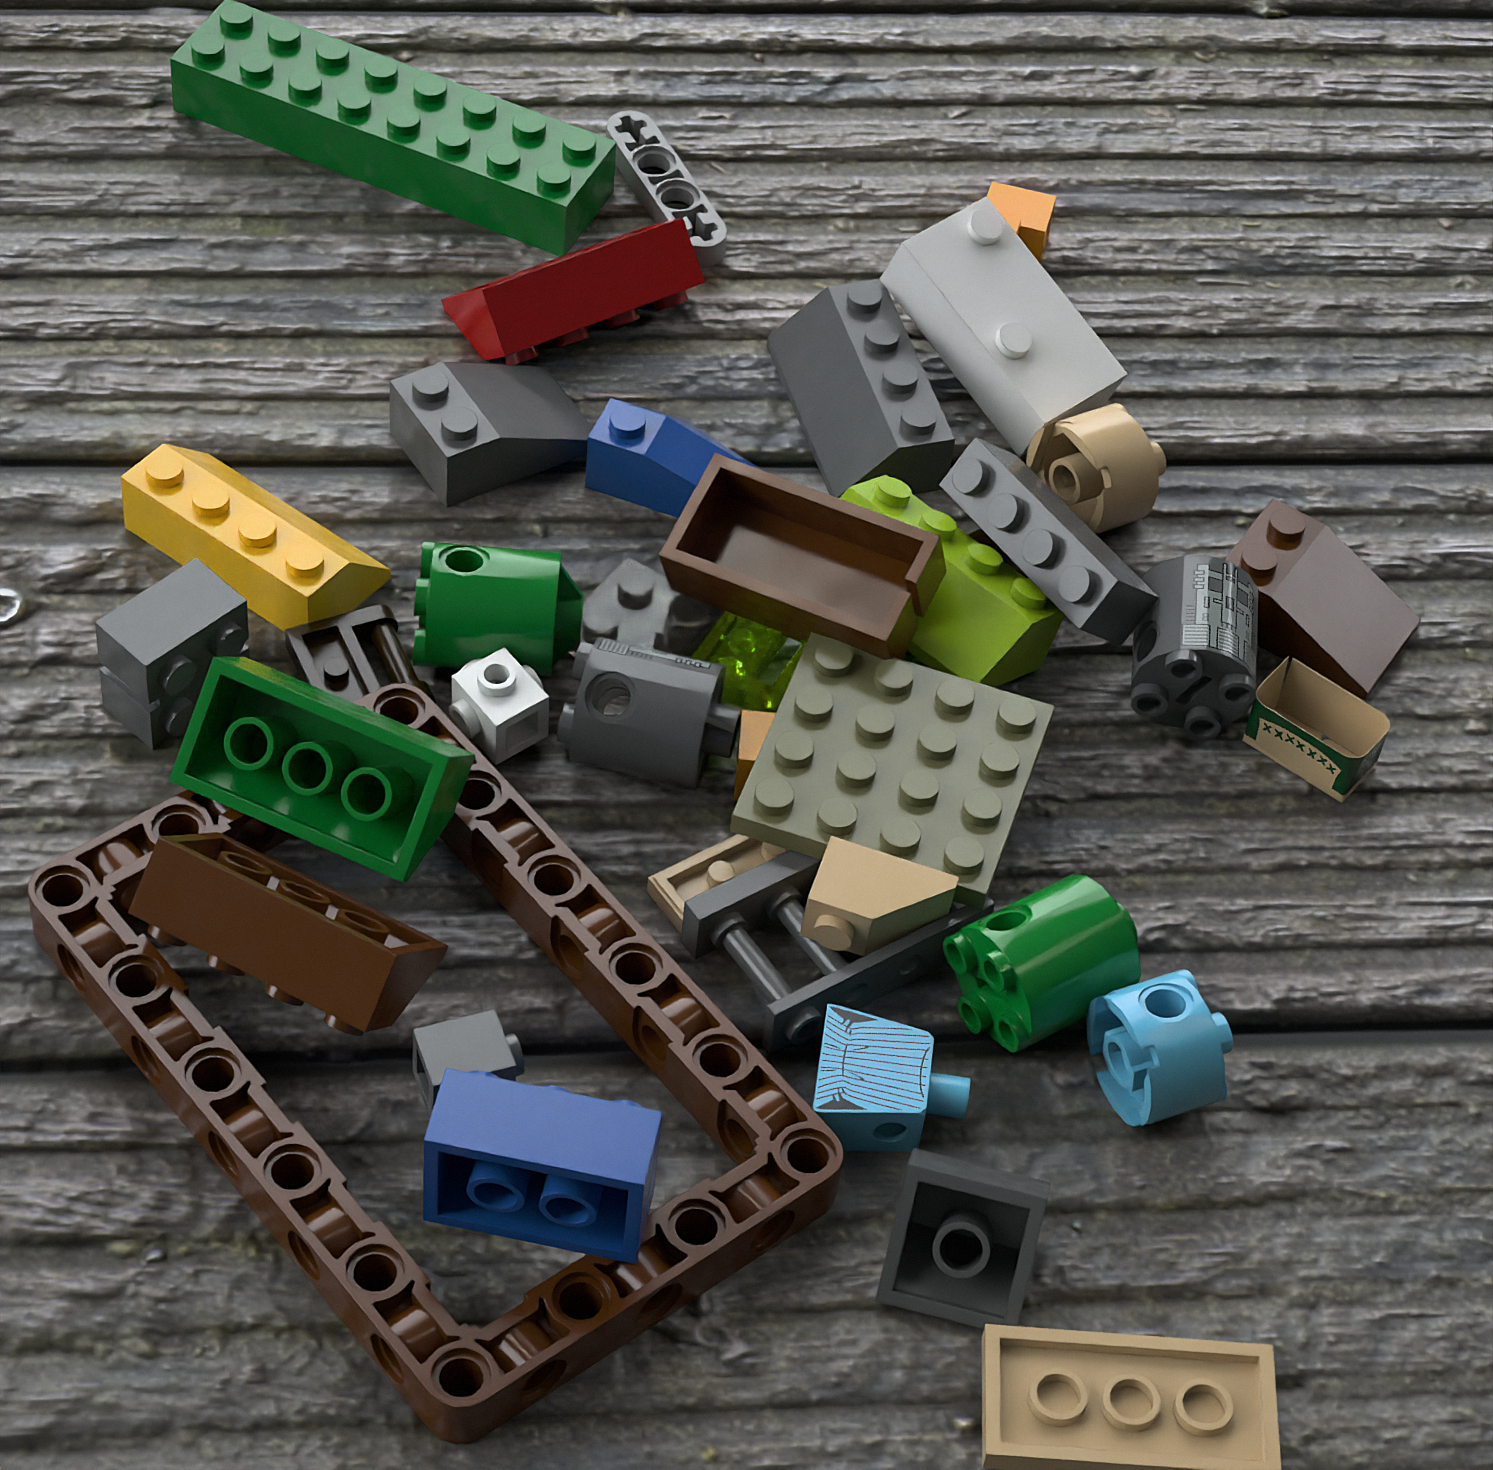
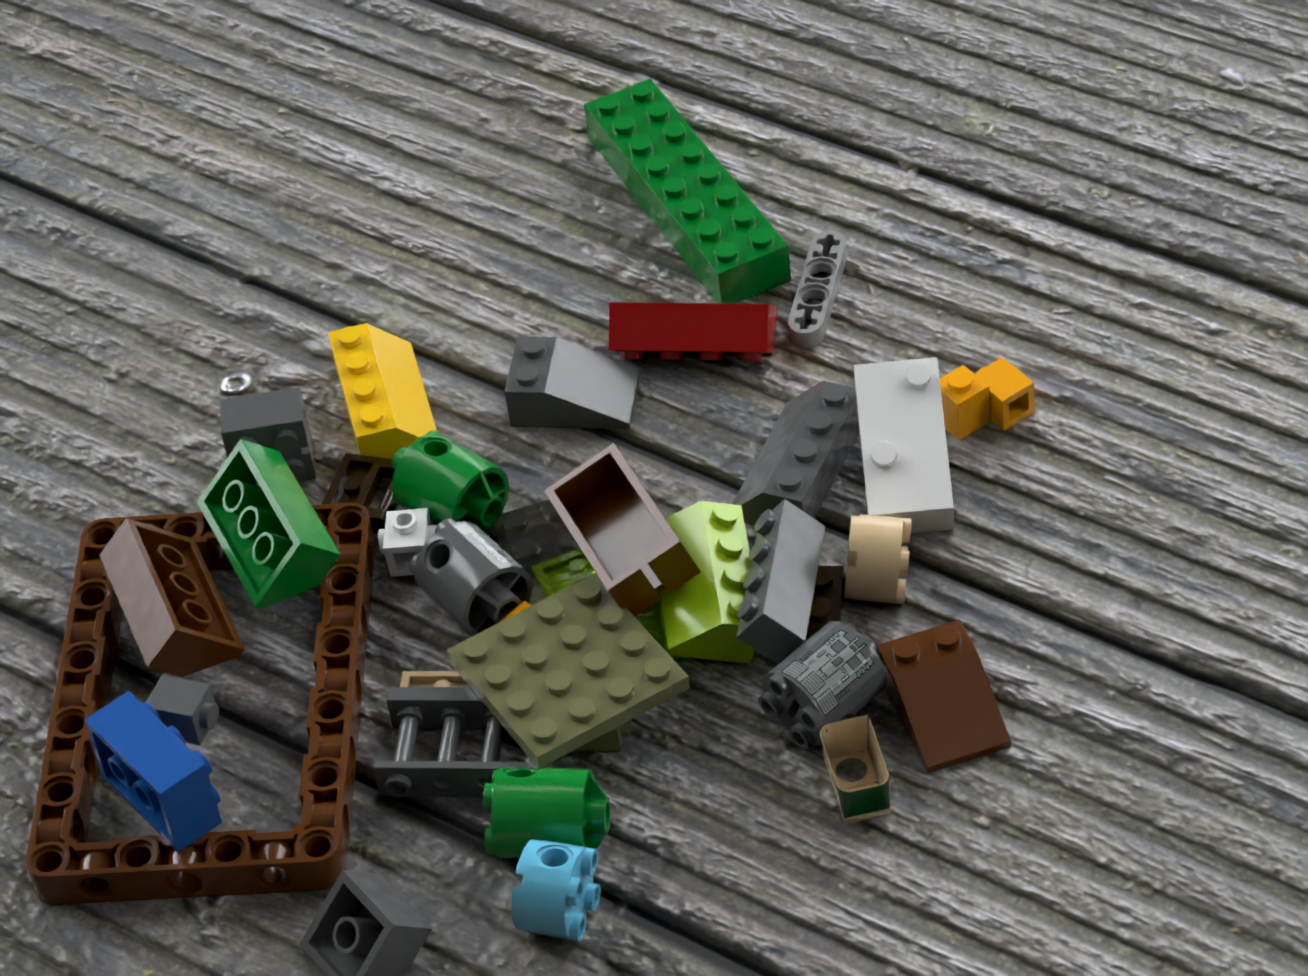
camera: 50 degrees right, 5 degrees down
(648, 457) = (655, 450): blue wedge -> none
(872, 898) = (475, 729): tan slope -> none
(879, 1082) = (400, 834): medium azure torso -> none

